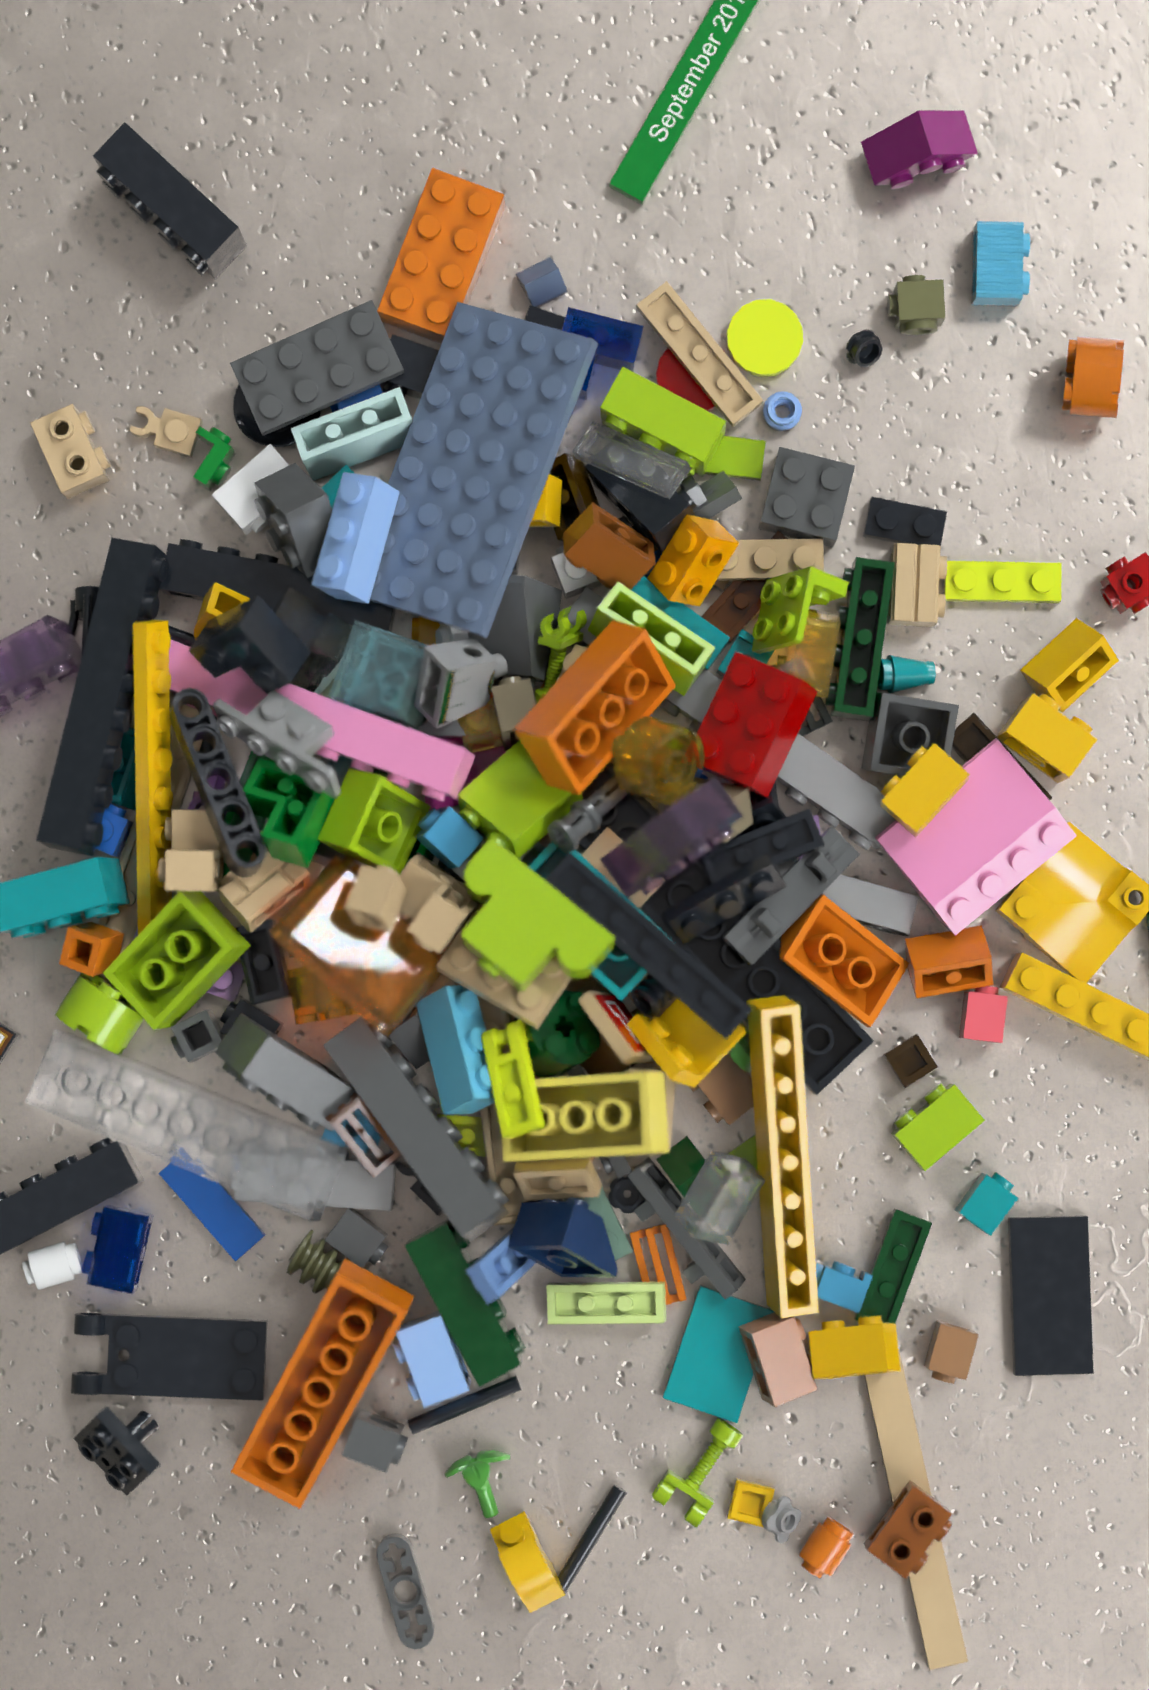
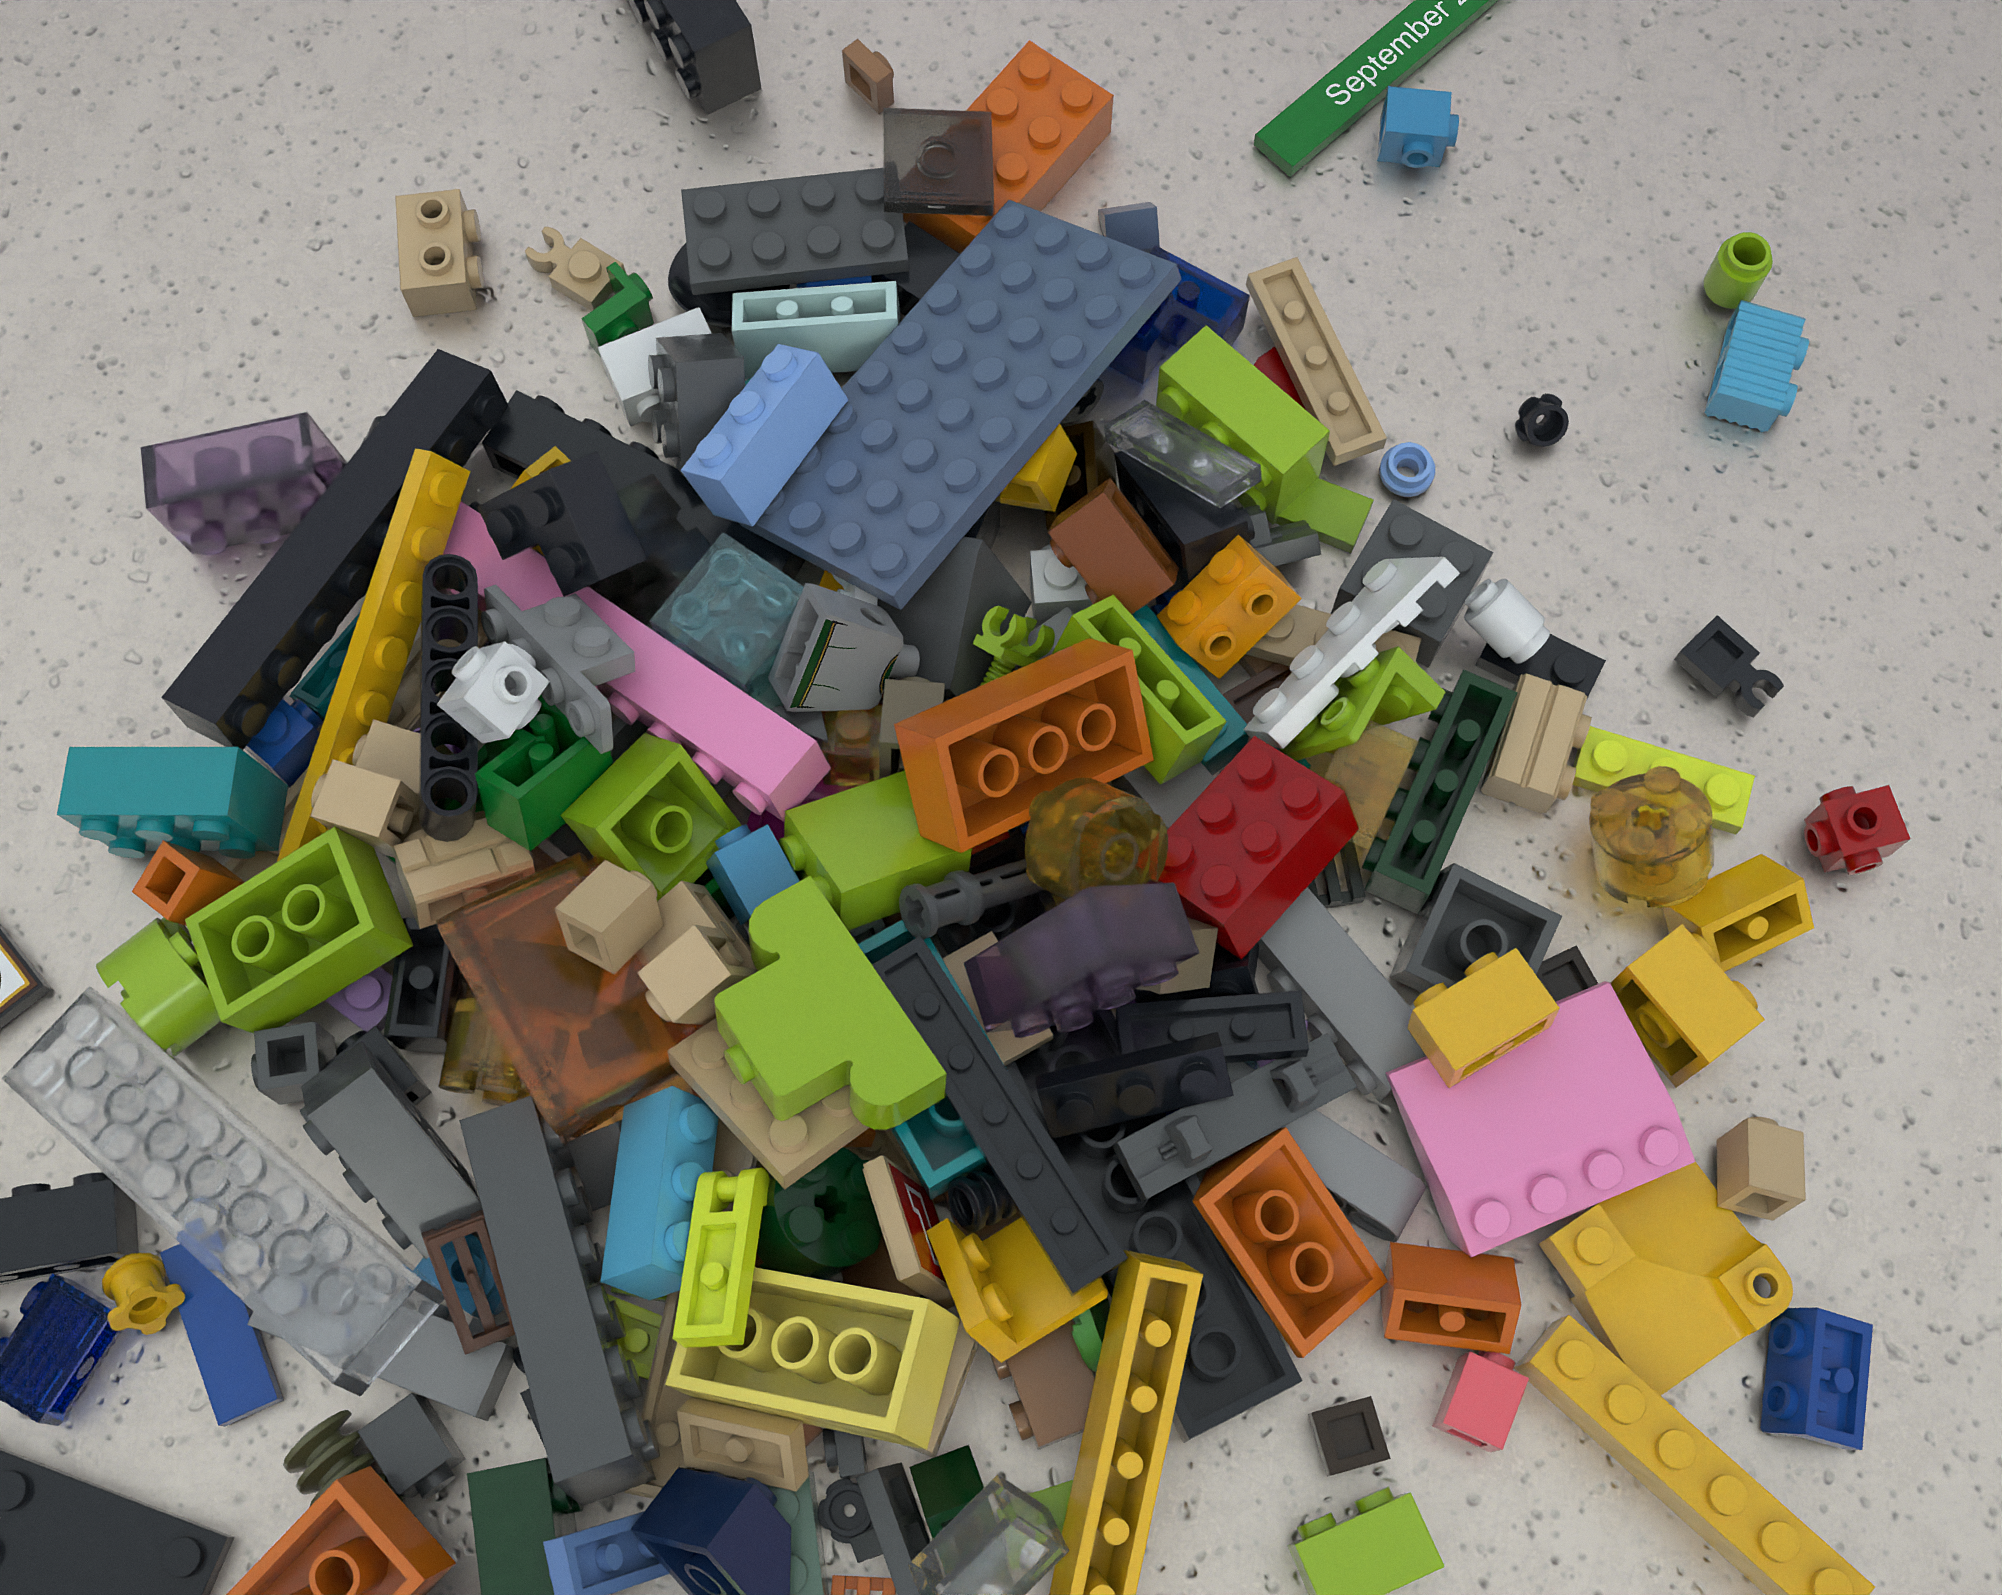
camera: 15 degrees right, 15 degrees down
(158, 1200) = (140, 1293): none -> yellow brick
(254, 779) = (494, 691): none -> white brick
(324, 219) = (868, 75): none -> medium nougat plate
(401, 291) = (937, 162): none -> clear smoke tile
(721, 145) = (1416, 127): none -> dark azure brick
(764, 337) = (1409, 374): neon yellow tile -> none
(777, 571) = (1347, 645): none -> white wing
(875, 511) = (1506, 620): none -> white brick
(904, 673) = (1491, 859): teal cone -> none
(917, 305) = (1631, 386): olive brick -> none
(919, 145) = (1681, 183): magenta brick -> none
(974, 186) = (1738, 270): none -> lime brick
(1004, 632) = (1652, 838): none -> clear yellow brick
(1022, 487) = (1723, 659): none -> black plate
(1096, 377) = (1860, 536): orange brick -> none
(1118, 823) = (1760, 1168): none -> tan brick

